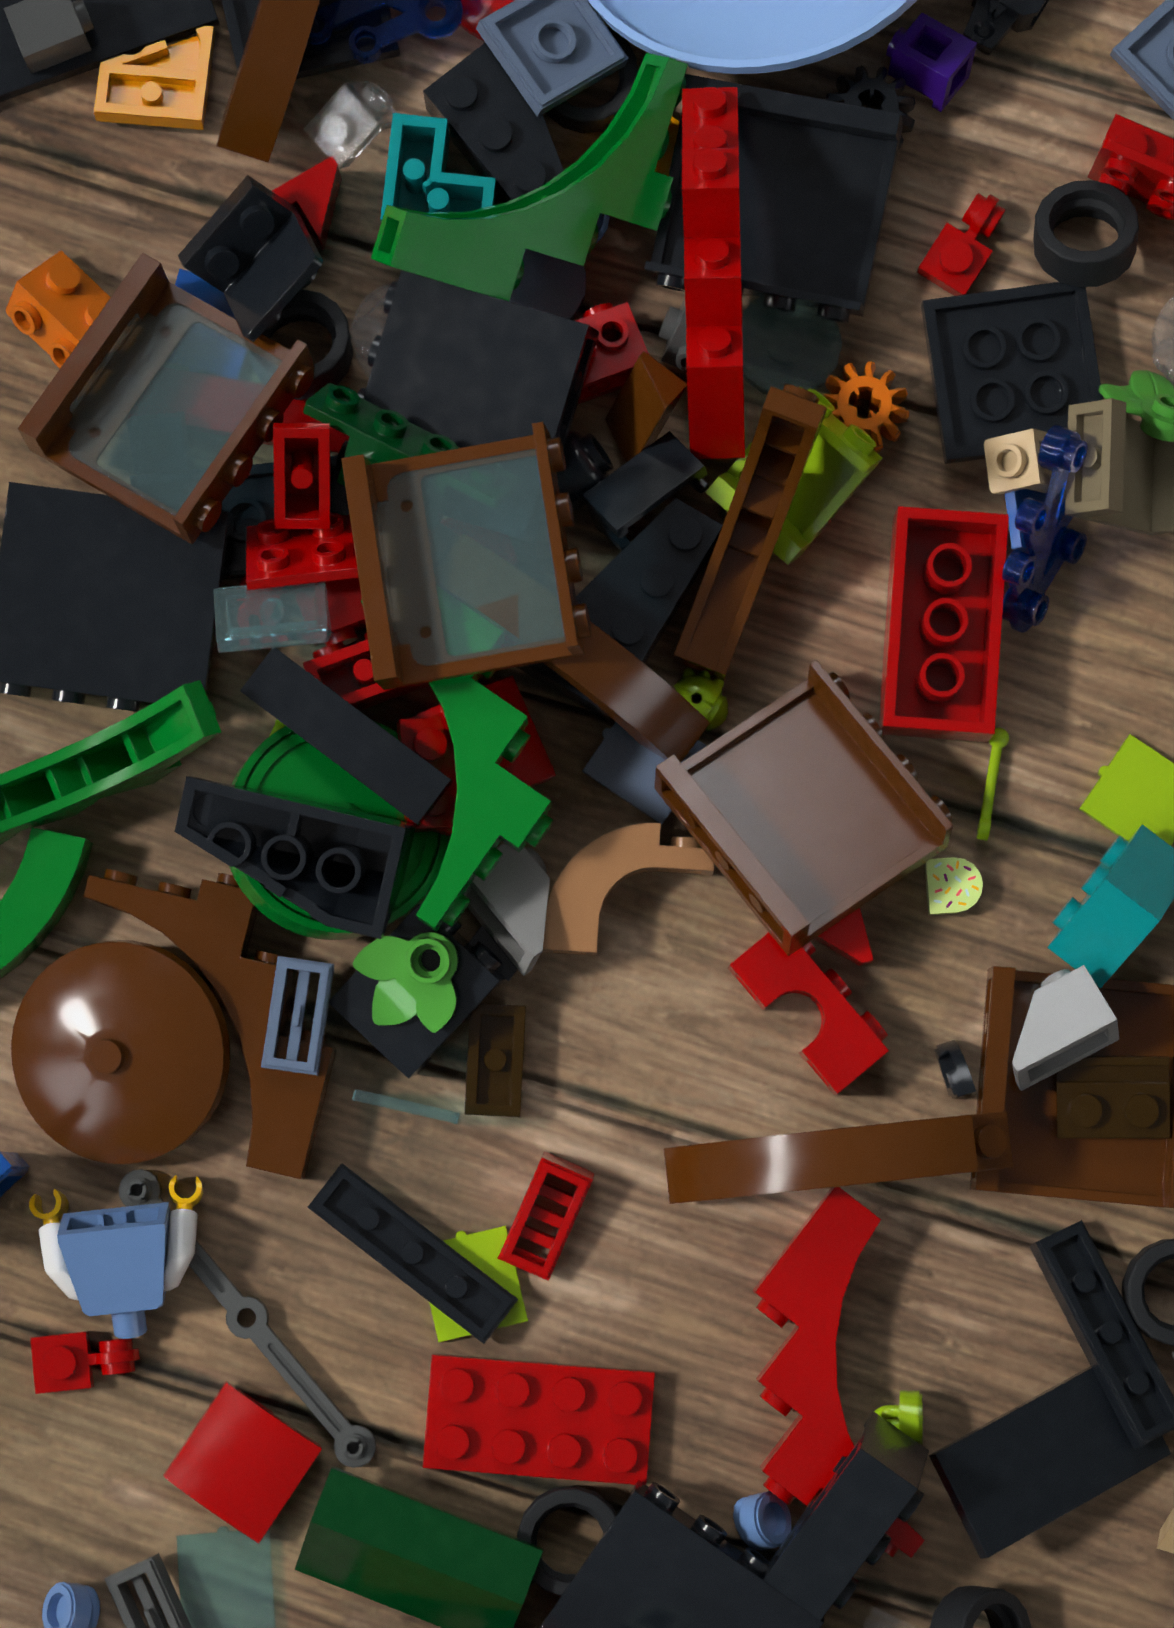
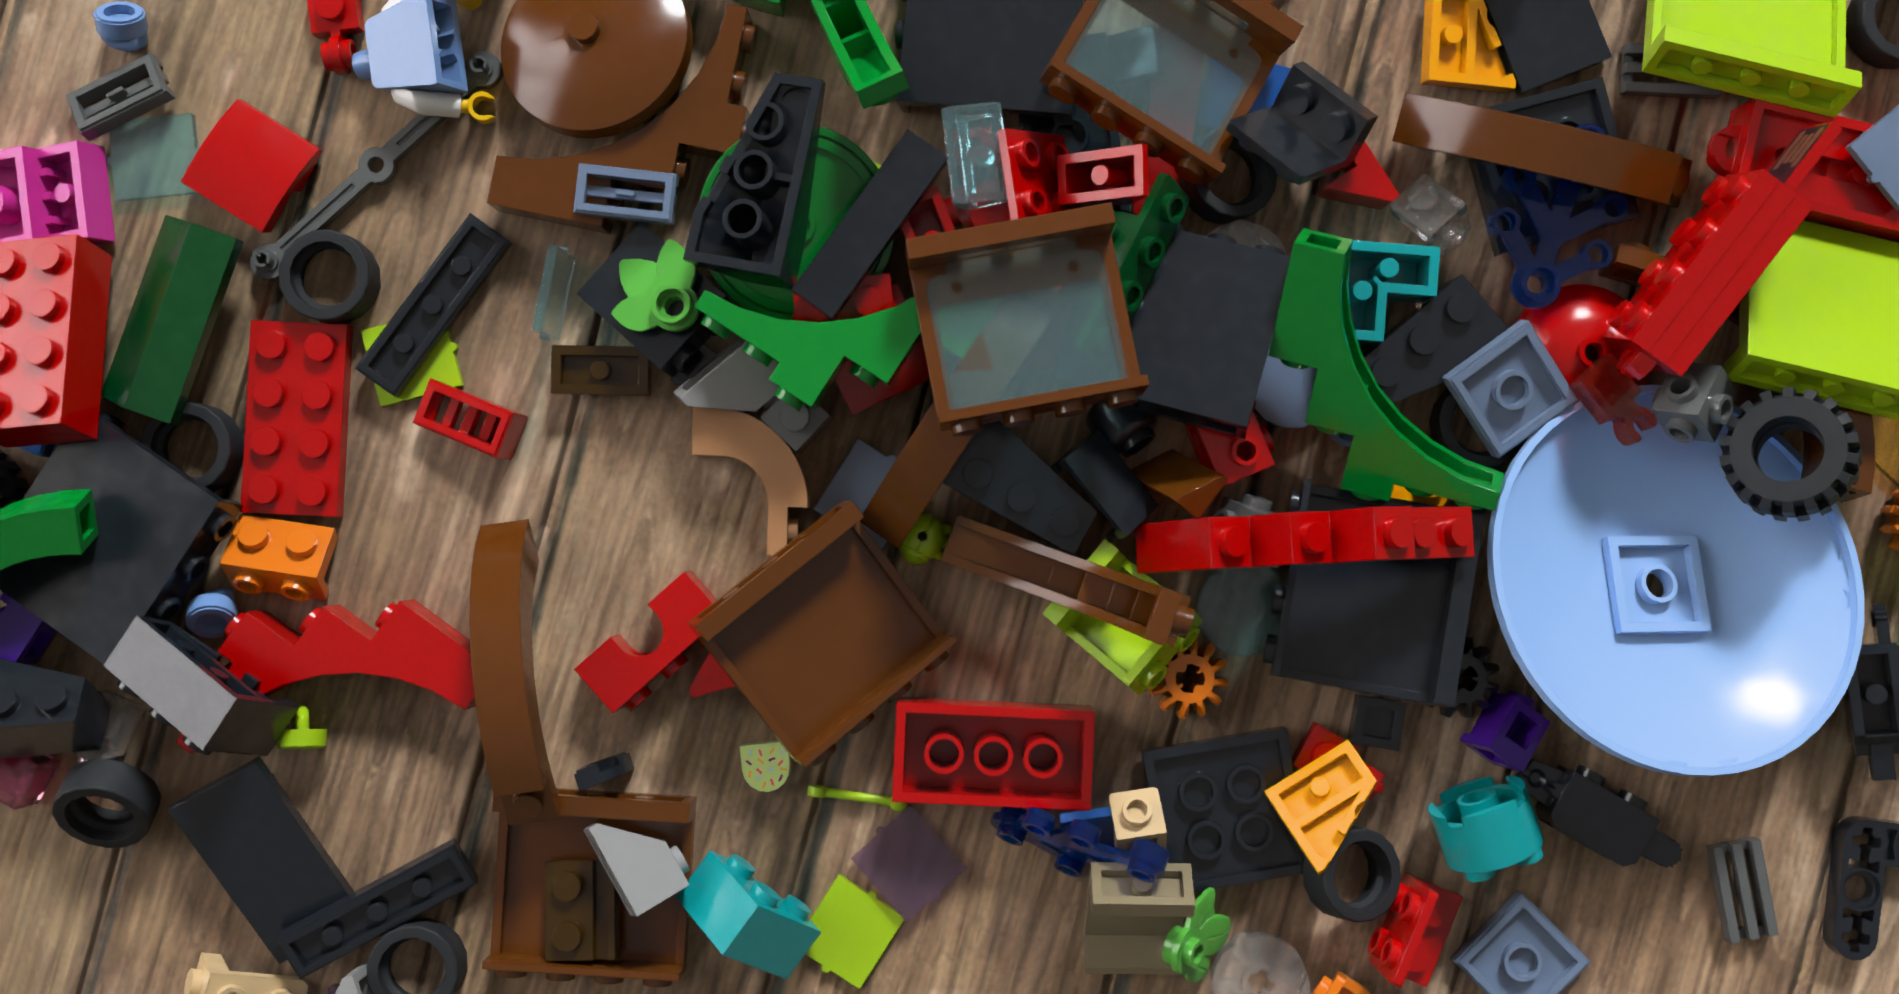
camera: 90 degrees right, 5 degrees up
(334, 1376) = (295, 263): none -> black tyre
(565, 836) = (795, 426): none -> dark grey brick
(701, 1440) = (279, 557): none -> orange bracket
(919, 201) = (1377, 722): none -> black tile
(1004, 260) = (1323, 802): none -> light orange wing
(1036, 85) = (1487, 827): none -> teal brick
(1067, 728) = (908, 863): none -> piece

